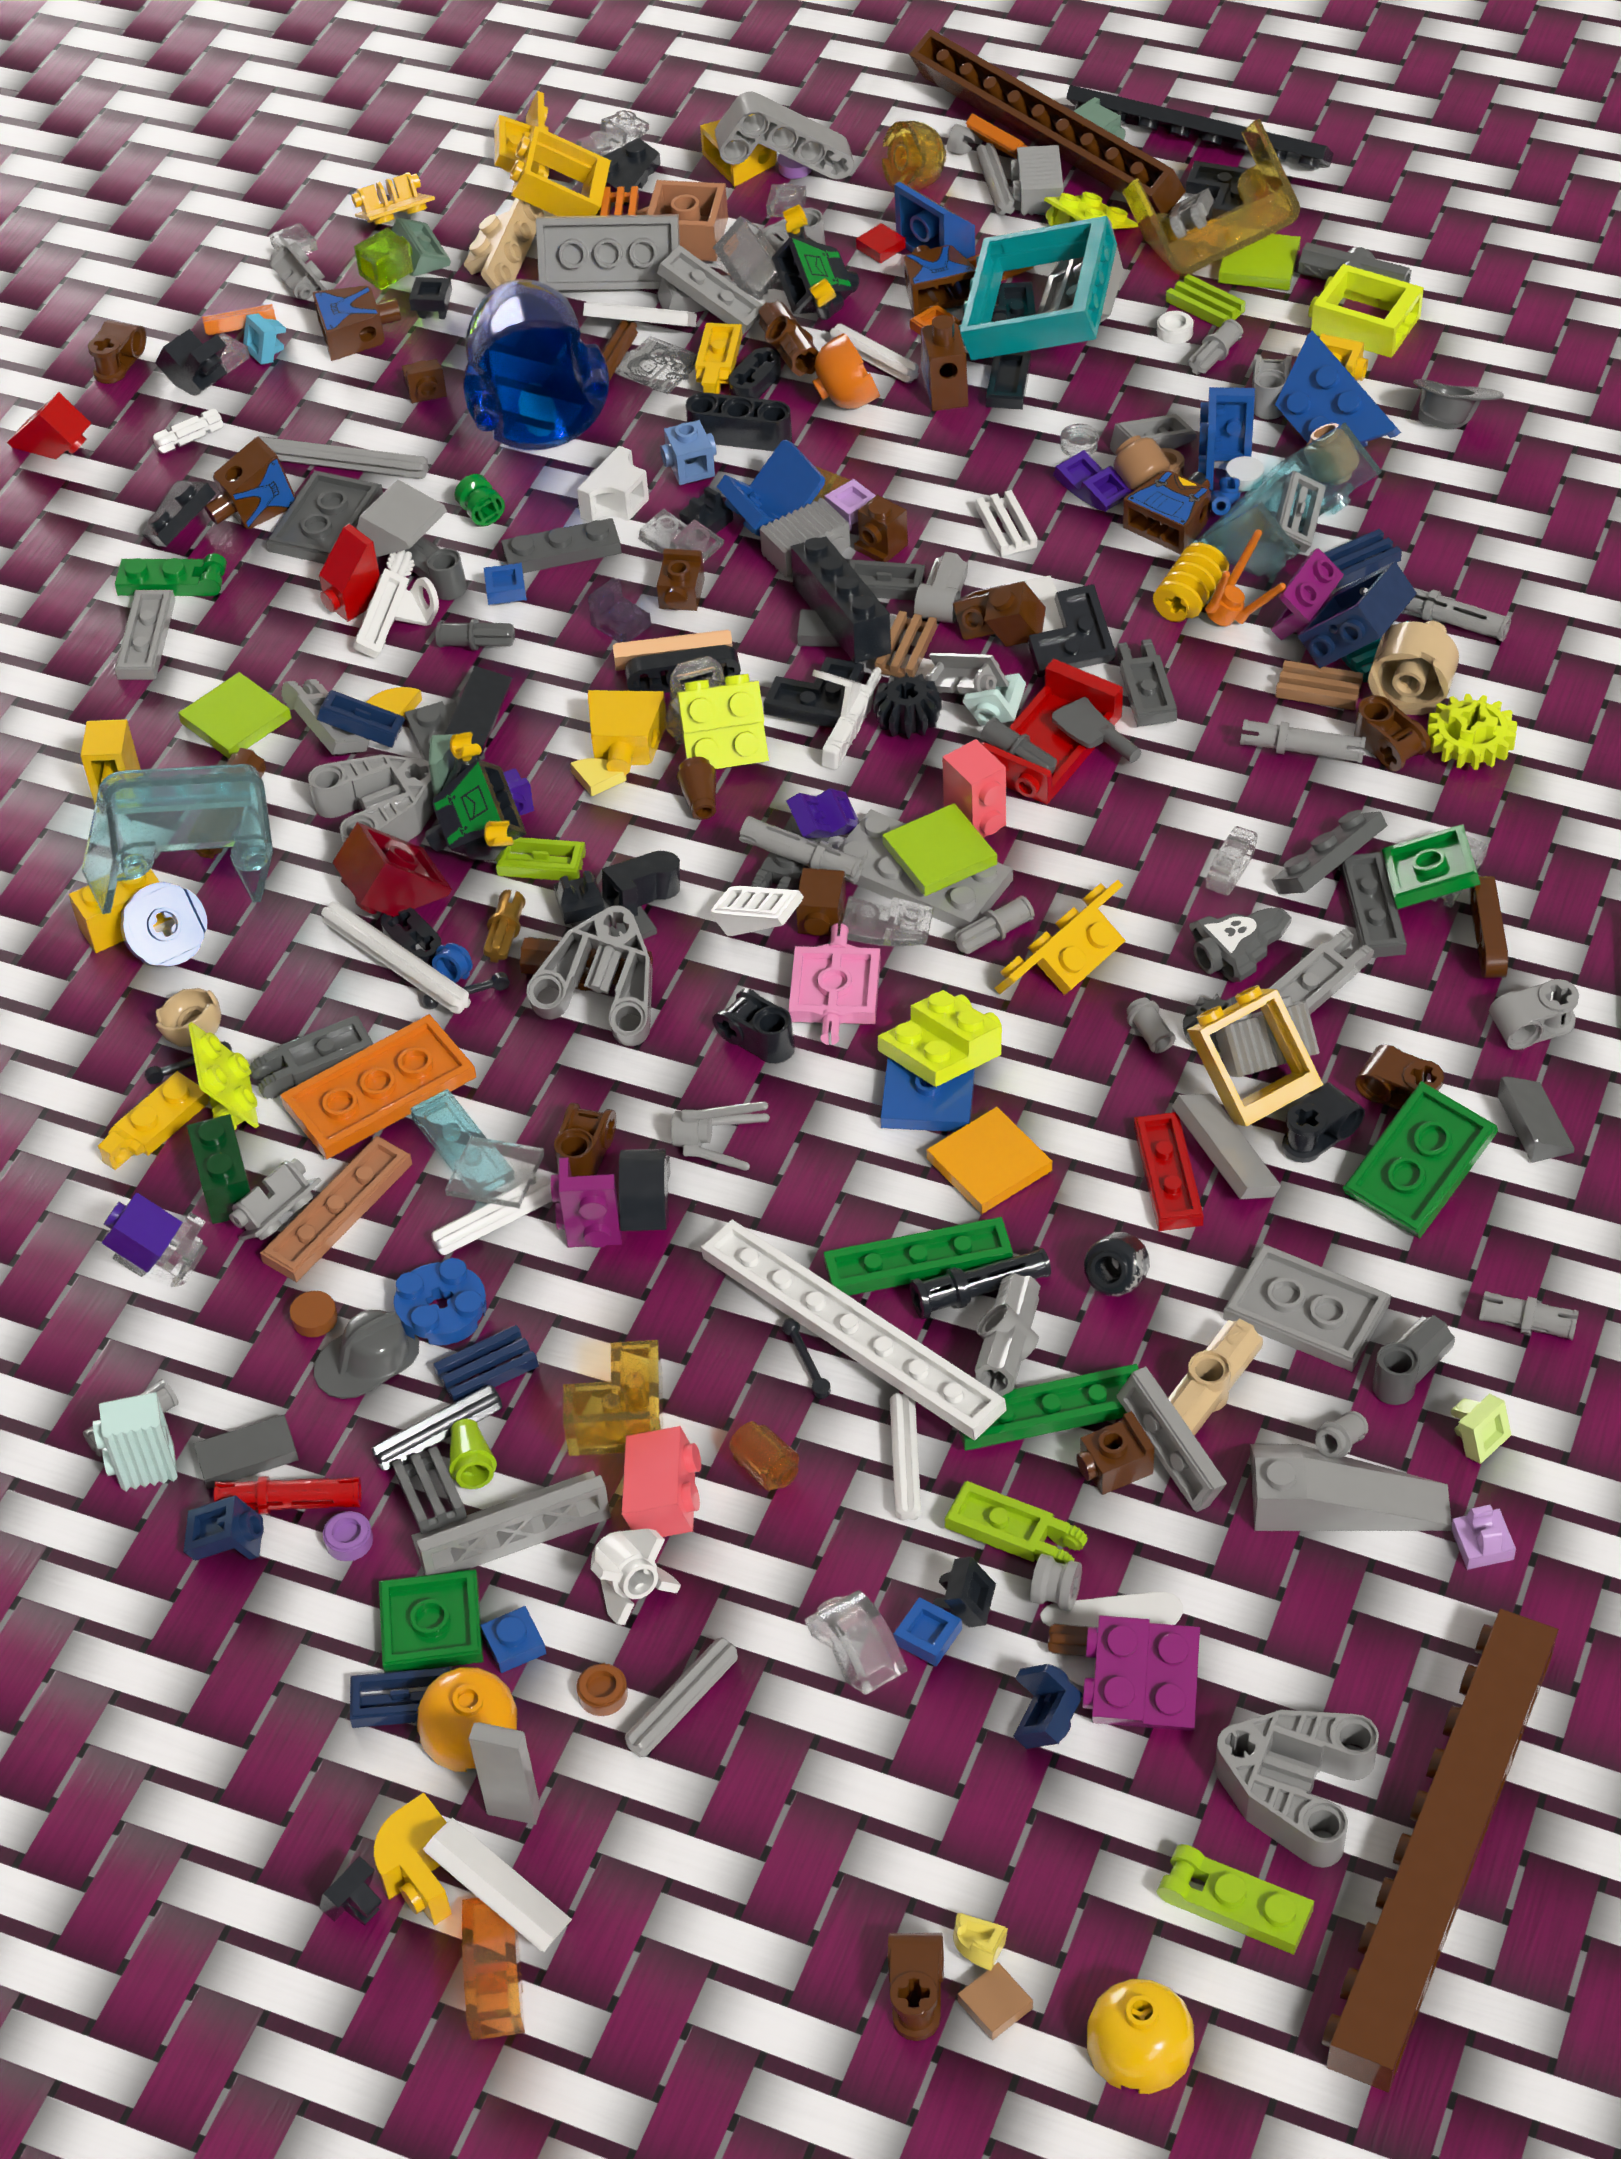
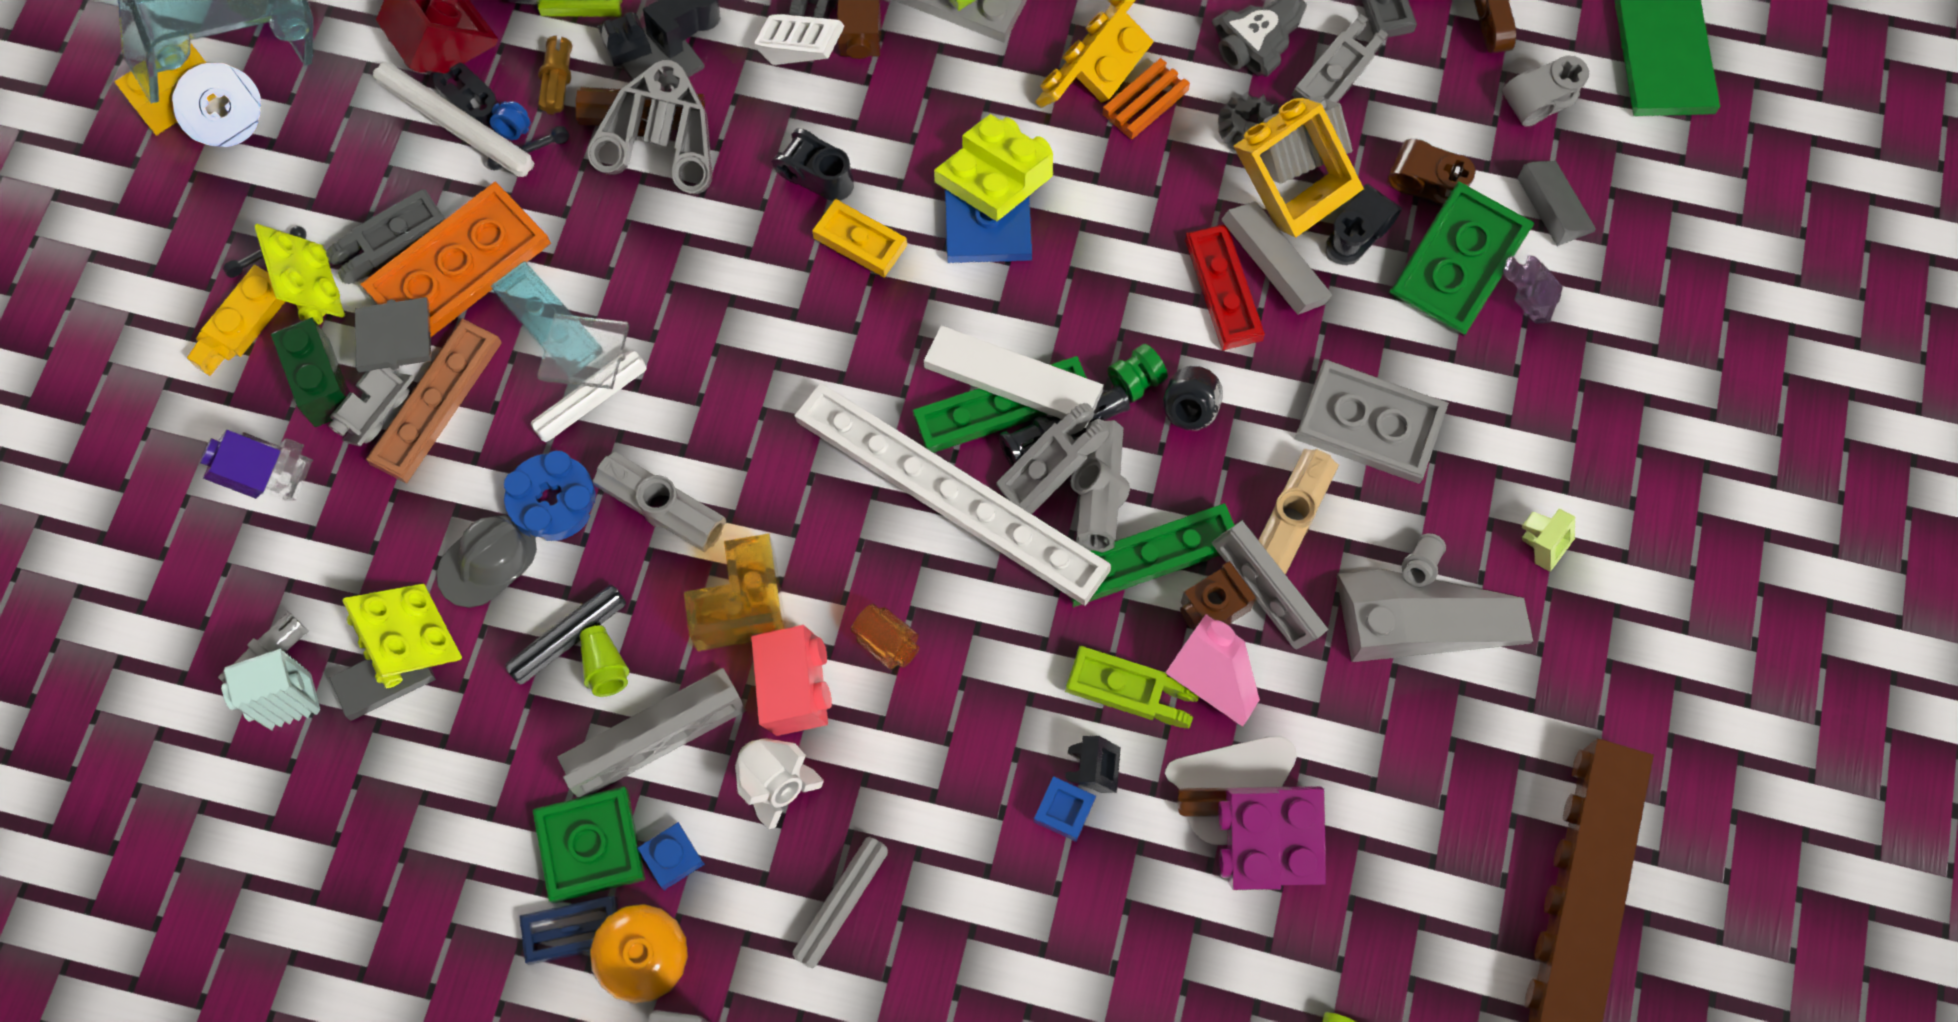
camera: 10 degrees left, 20 degrees up
(186, 1007) = (257, 201): tan hair -> none
(223, 1527) = (373, 770): dark blue bracket -> none
(269, 1405) = (400, 631): none -> neon yellow hinge
(293, 1494) = (441, 722): red pin -> none
(306, 1138) = (392, 334): none -> dark grey piece
(313, 1313) = (428, 520): dark orange tile -> none
(348, 1536) = (495, 760): medium lavender tile -> none
(420, 1467) = (553, 678): dark grey tile -> none
(482, 1360) = (595, 546): dark blue tile -> none
(551, 1314) = (681, 513): none -> light grey piece
(584, 1139) = (664, 302): reddish brown piece -> none
(586, 1208) = (678, 389): magenta bracket -> none
(602, 1689) = (763, 900): dark orange tile -> none
(644, 1189) = (731, 359): black brick -> none
(694, 1128) = (770, 283): light grey plant -> none
(793, 1095) = (859, 238): none -> yellow plate
(820, 1386) = (927, 550): black hinge -> none
(835, 984) = (884, 113): bright pink plate -> none
(858, 1641) = (1001, 831): clear brick -> none
(897, 925) = (920, 42): clear slope -> none
(905, 1457) = (1018, 621): white axle -> none
(932, 1227) = (1009, 374): none -> white tile
(963, 1300) = (1052, 459): none -> light grey hinge
(989, 1160) = (1055, 290): light orange tile -> none
(994, 925) = (1027, 34): light grey axle -> none
(1051, 1707) = (1189, 883): dark blue bracket -> none
(1056, 1582) = (1179, 745): light grey wheel -> none
(1063, 1238) = (1138, 372): none -> green wheel
(1105, 989) = (1157, 70): none -> orange tile
(1105, 1510) = (1217, 669): none -> bright pink slope
(1145, 1017) = (1188, 130): light grey pin -> none
(1279, 1772) = (1415, 965): light grey connector -> none
(1409, 1359) = (1477, 471): dark grey piece -> none
(1483, 1537) = (1563, 652): lavender tile -> none
(1497, 1193) = (1537, 288): none -> clear purple plate
(1529, 1315) = (1577, 412): light grey pin -> none

